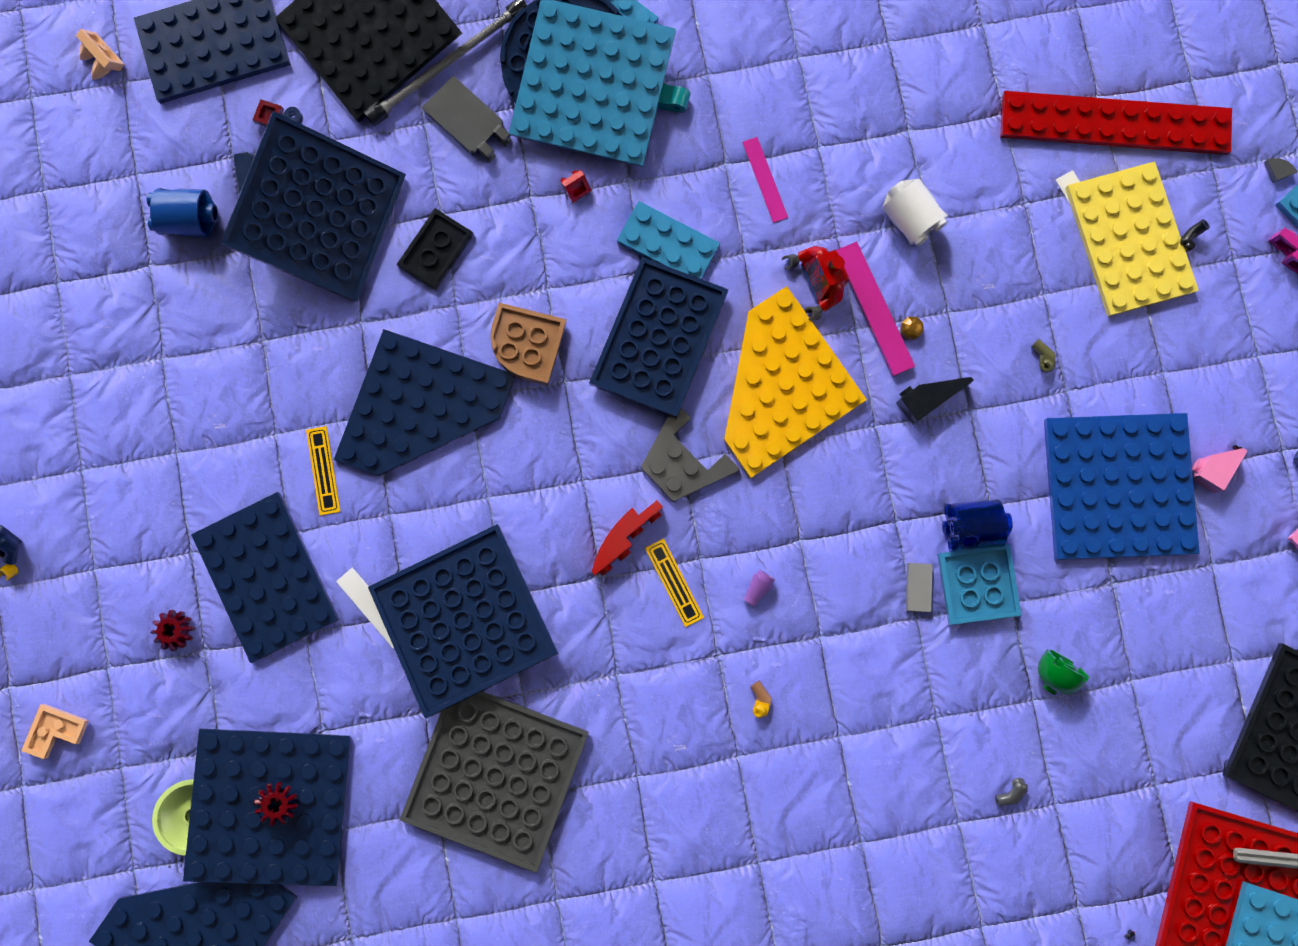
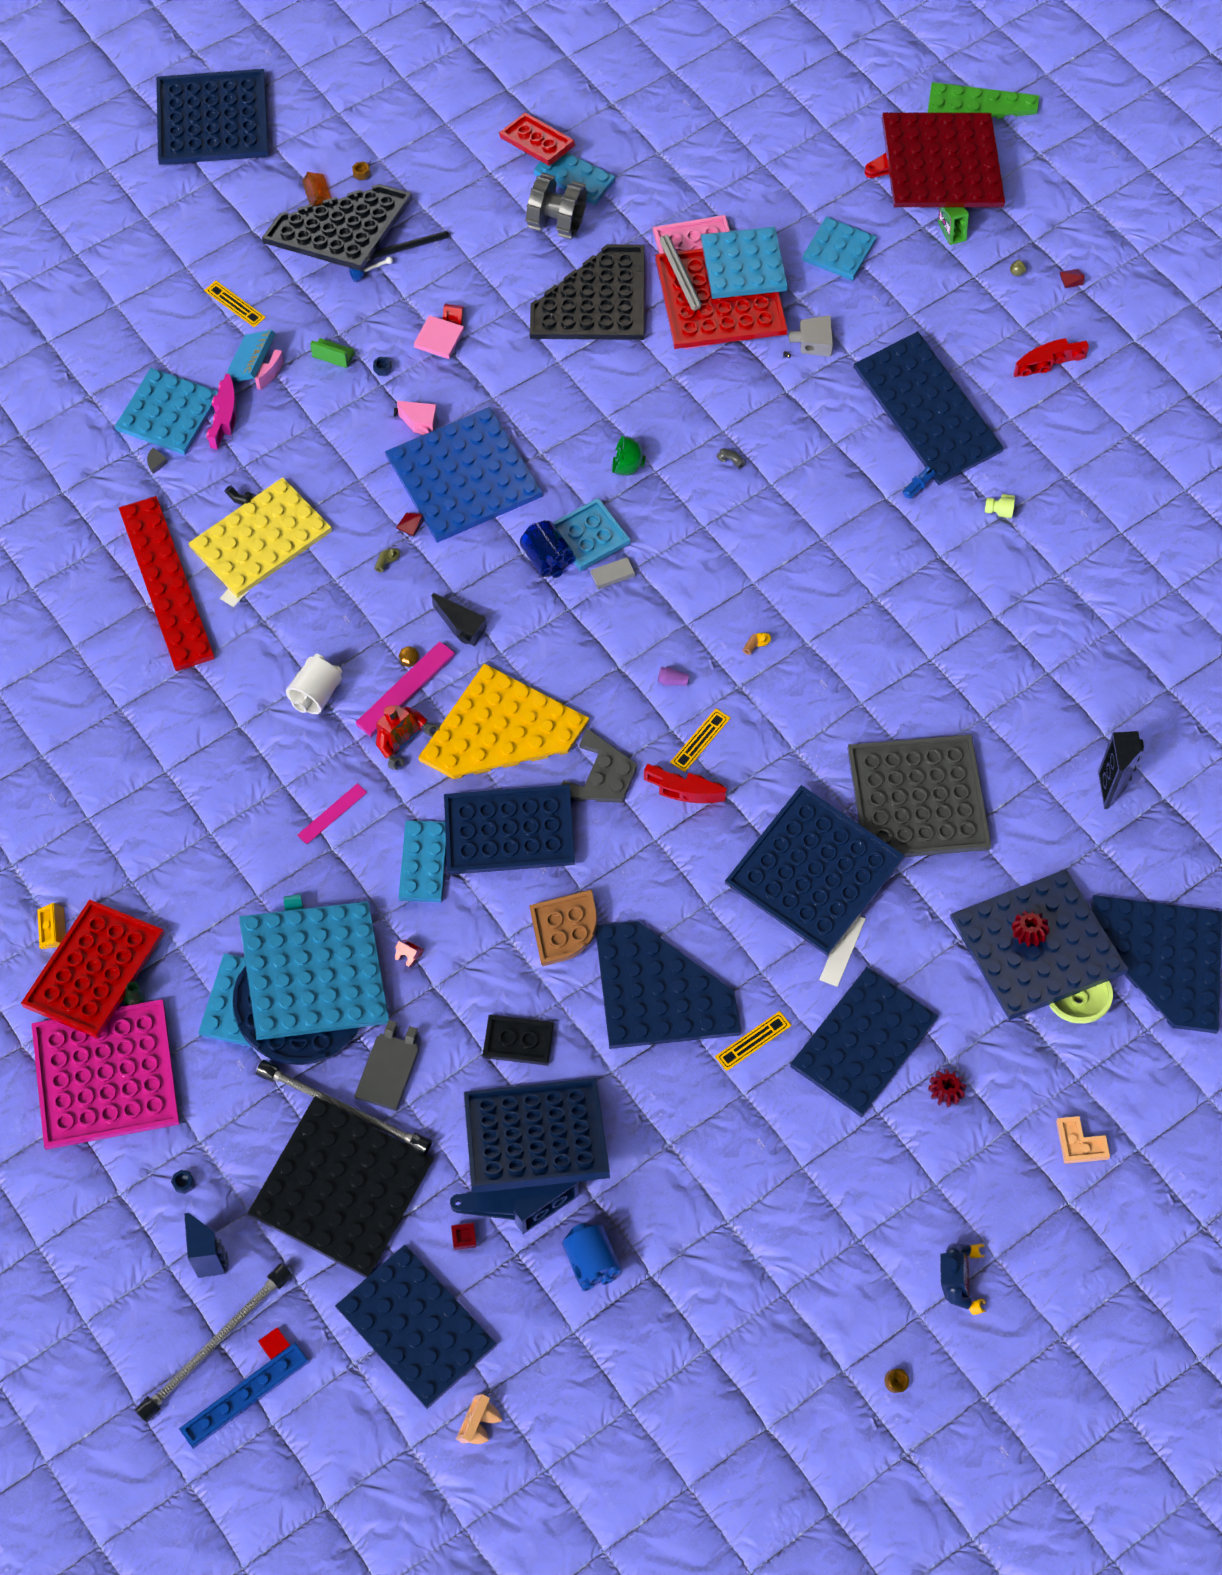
camera: 115 degrees left, 20 degrees down
(1079, 400) = (410, 523): none -> dark red slope

